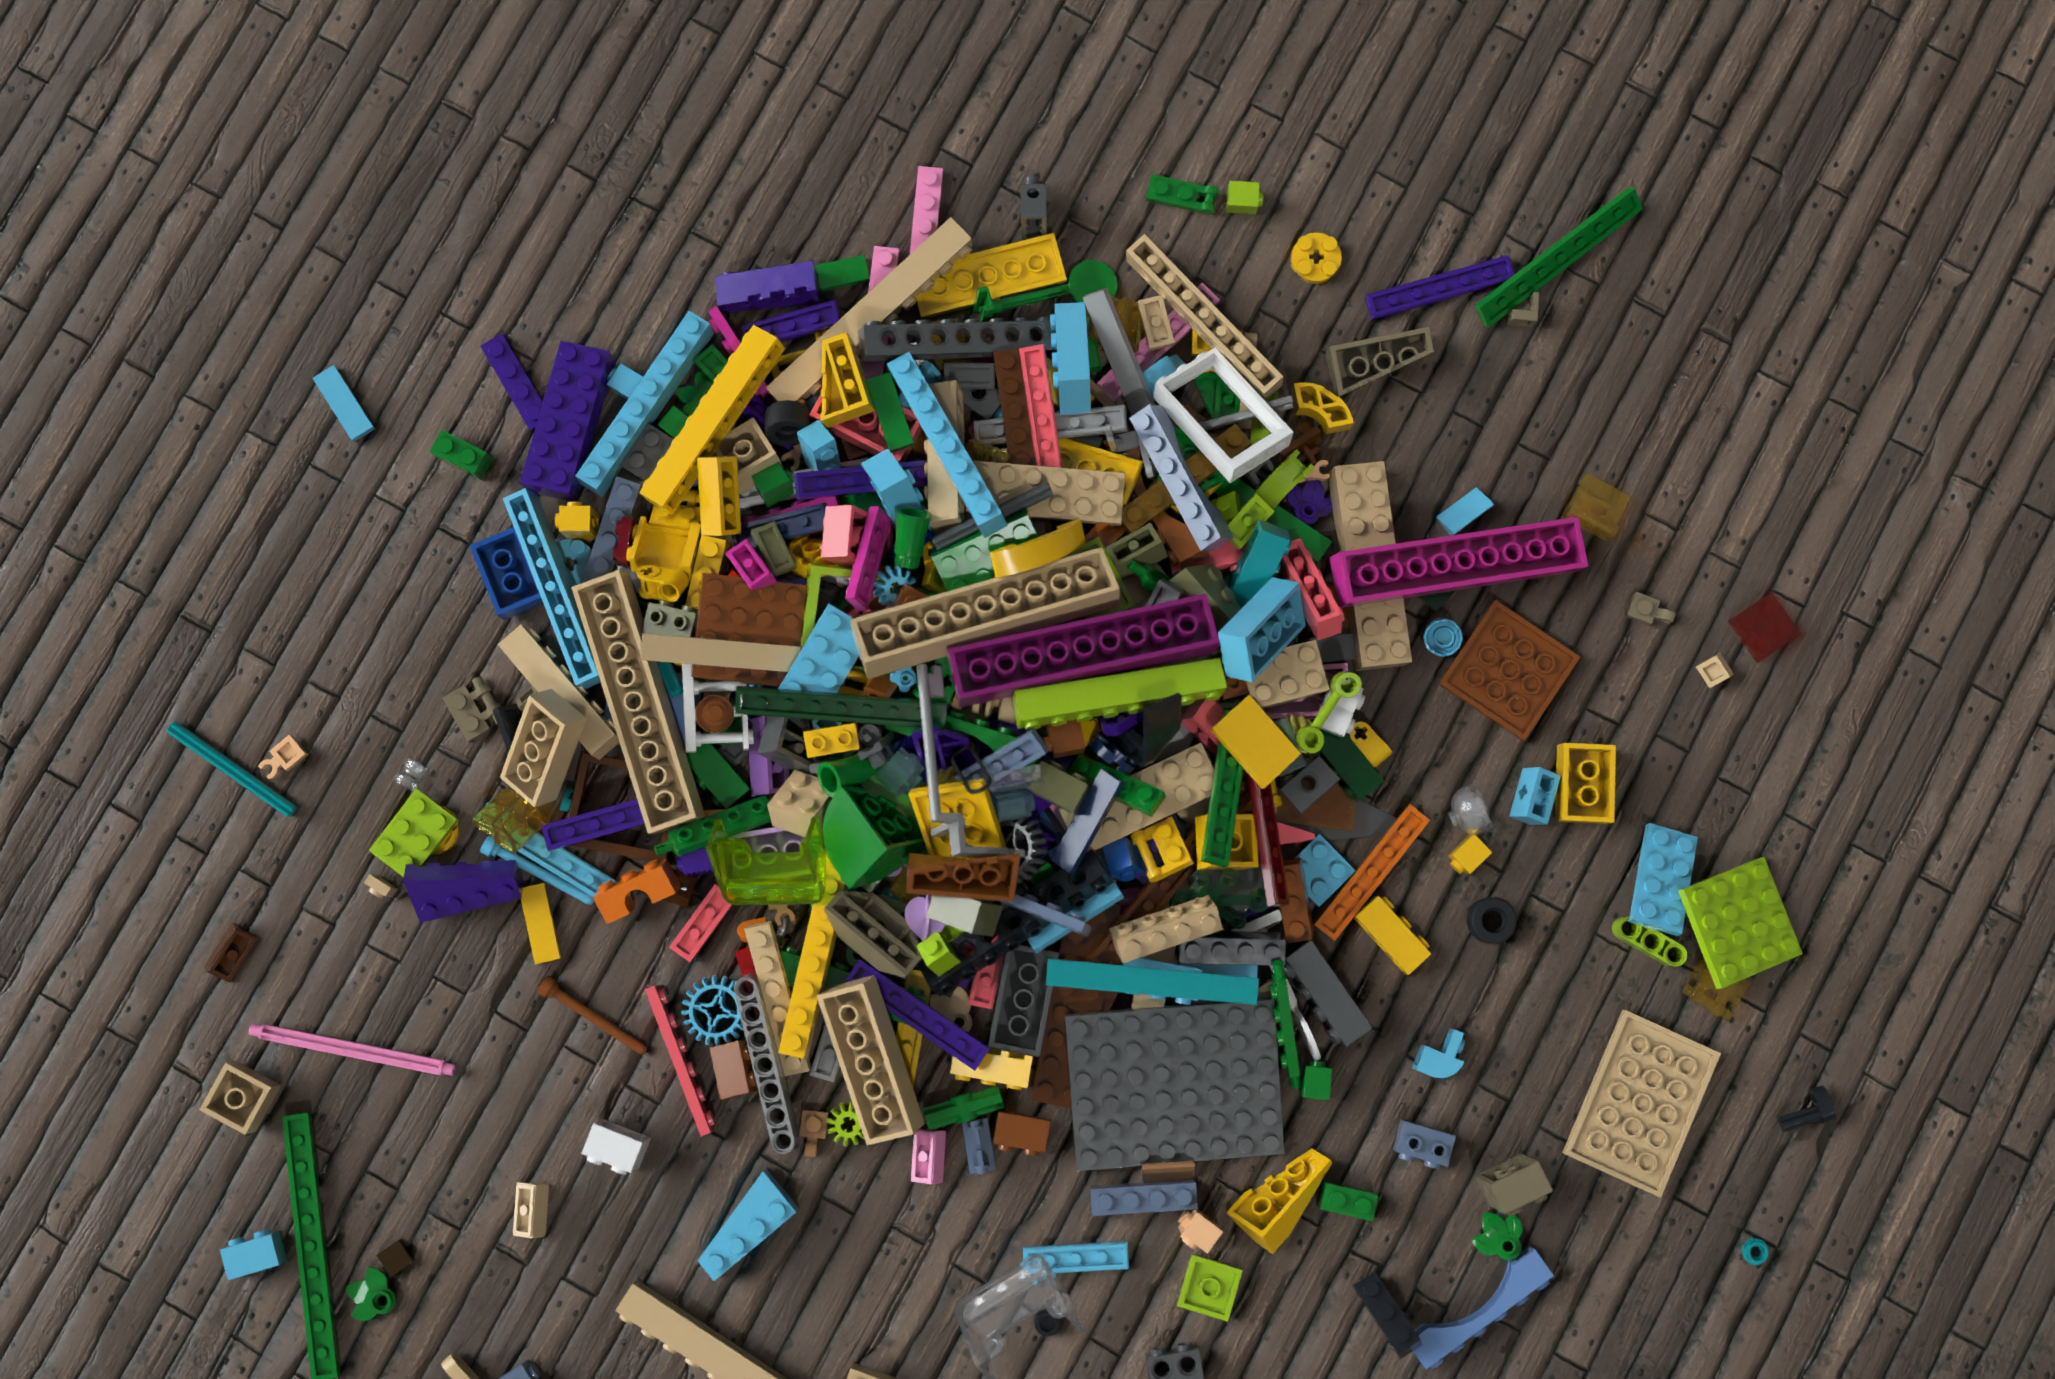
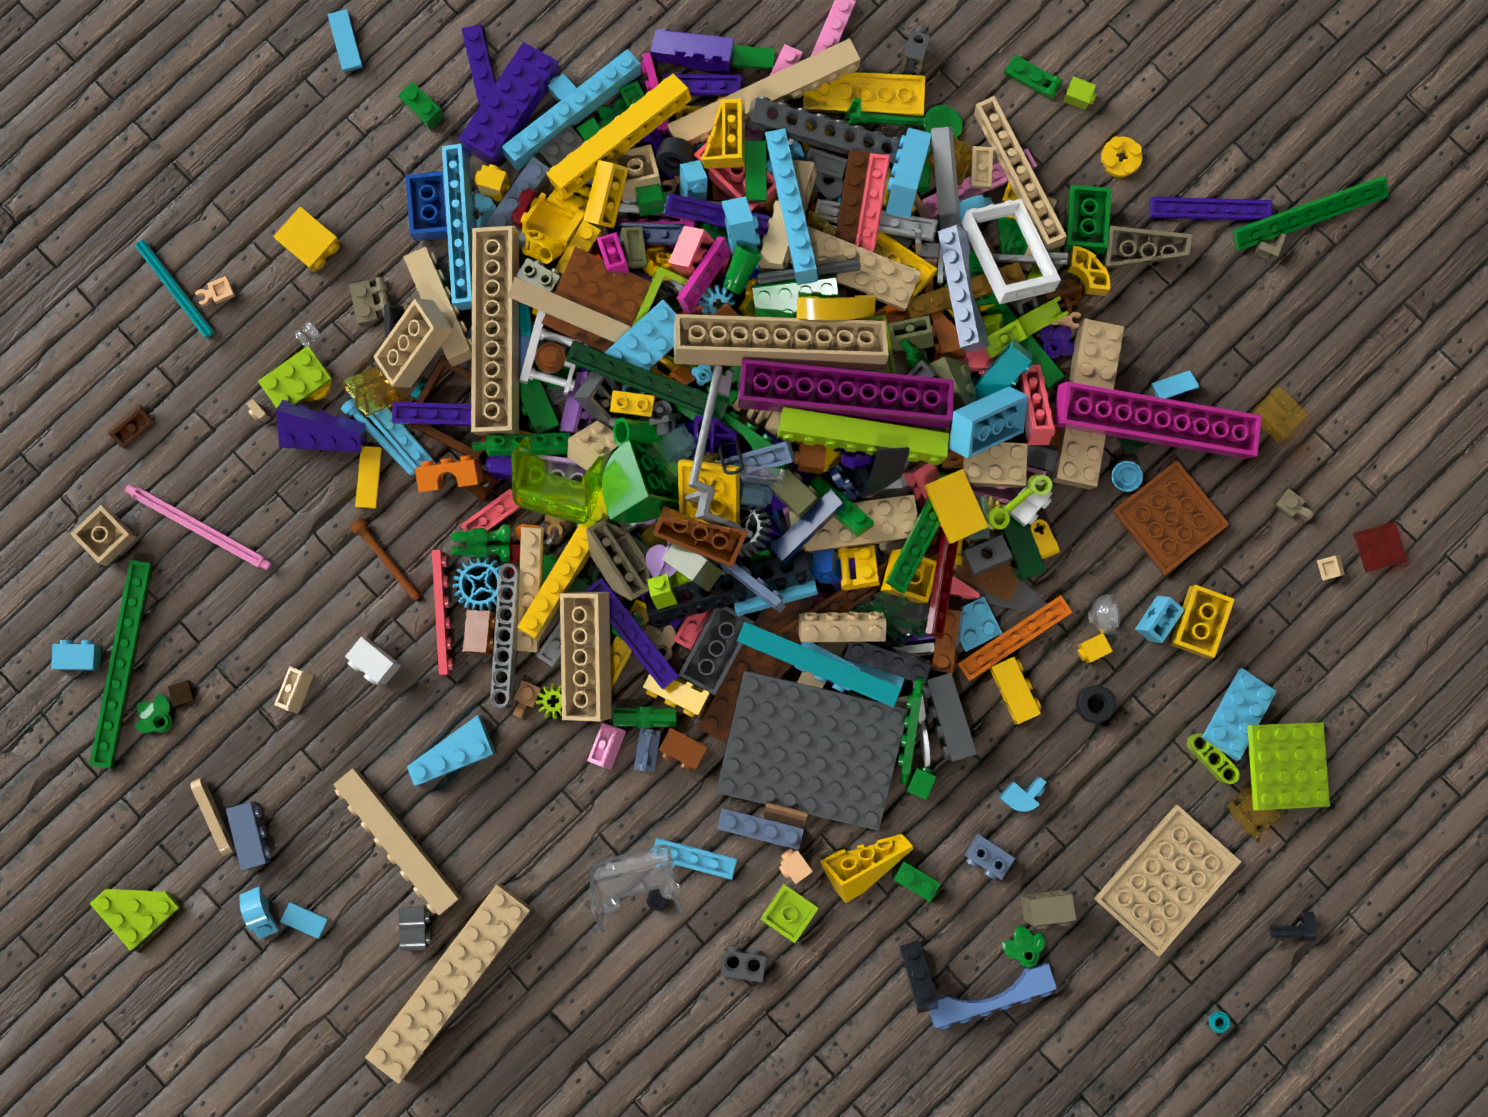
camera: 20 degrees right, 0 degrees up
(374, 659) = (307, 239): none -> yellow brick
(696, 961) = (477, 540): none -> green piece
(1300, 345) = (1087, 218): none -> green brick

